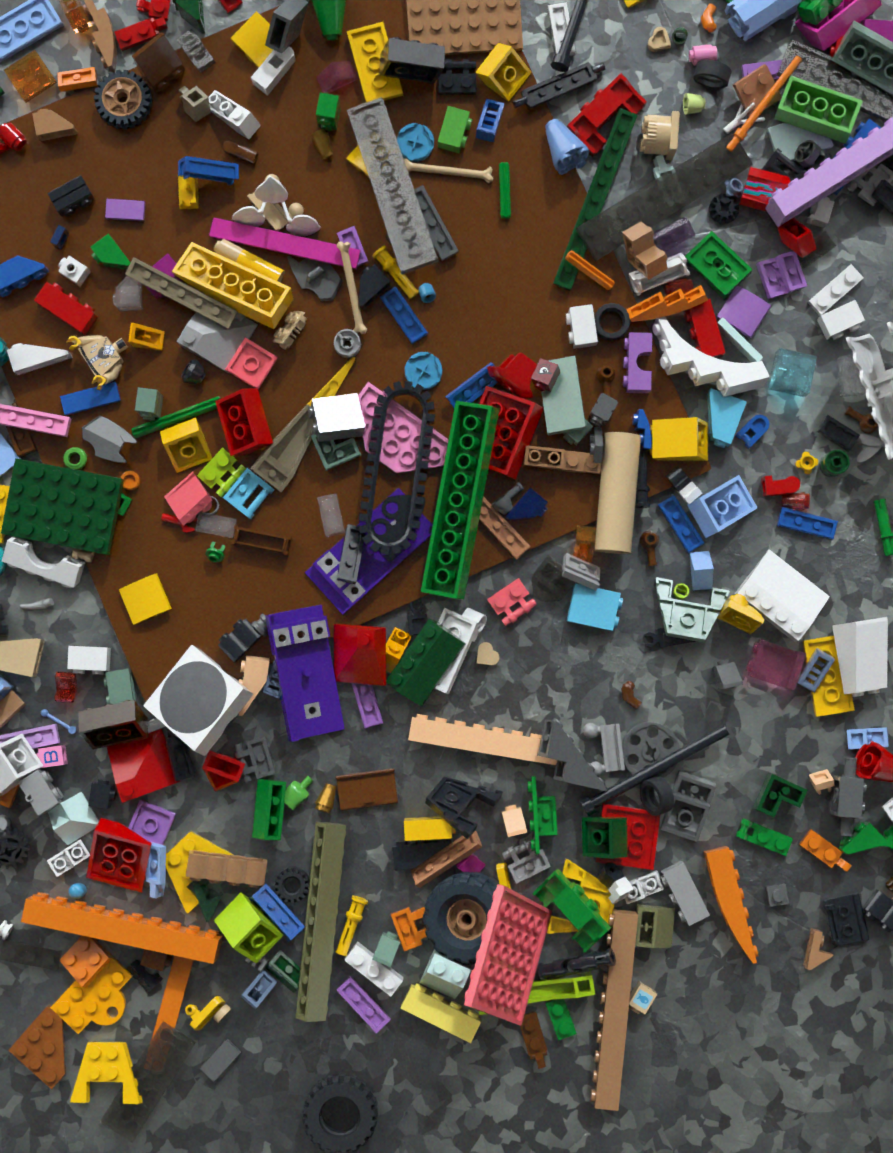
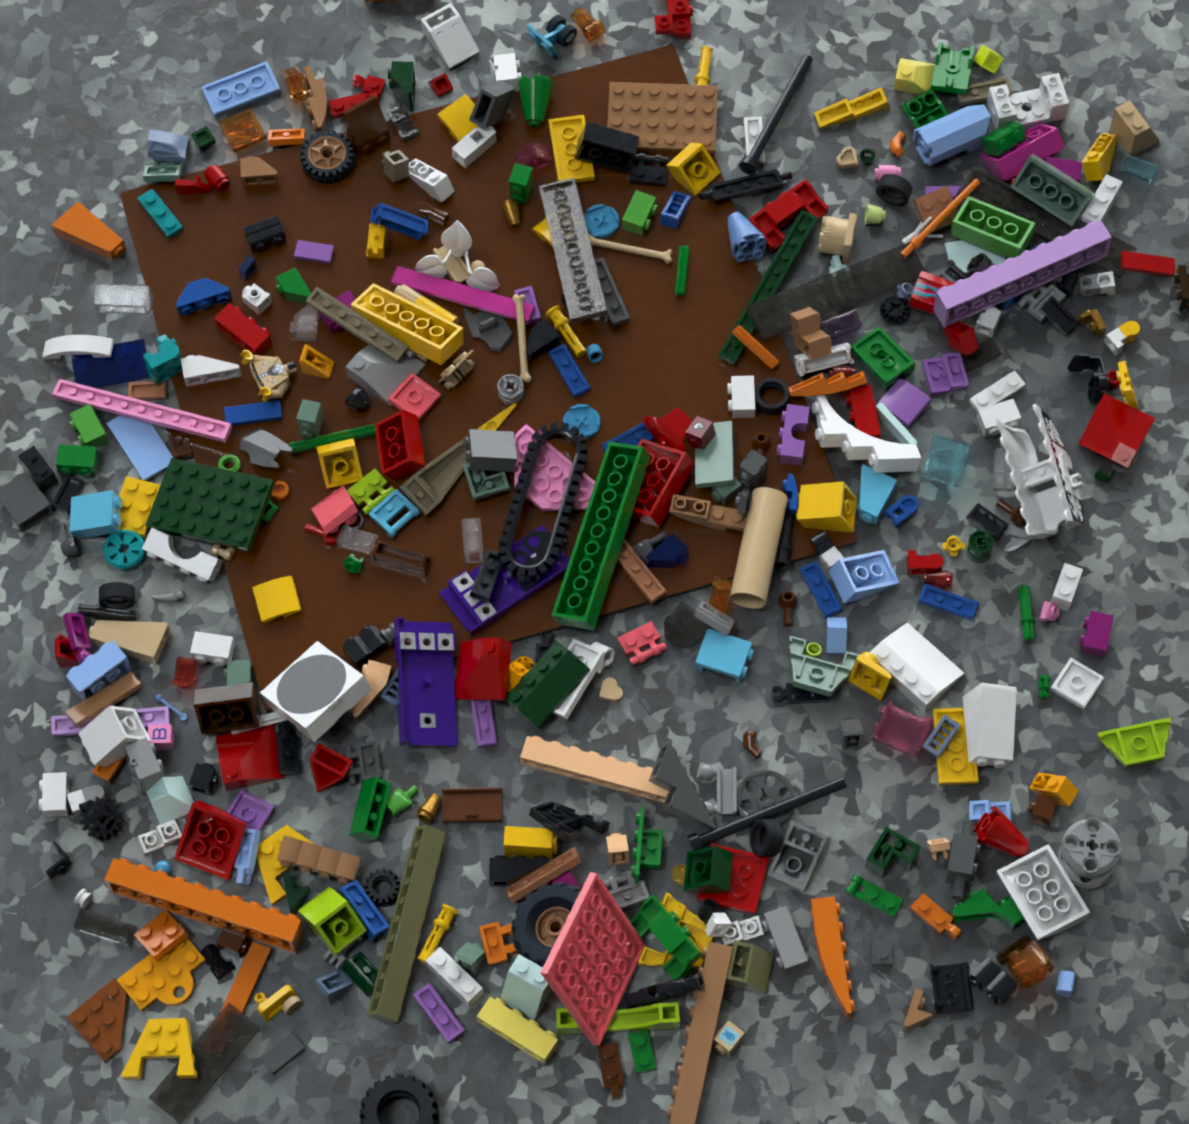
camera: 10 degrees right, 20 degrees down
(575, 836) = (678, 874): none -> clear yellow plate

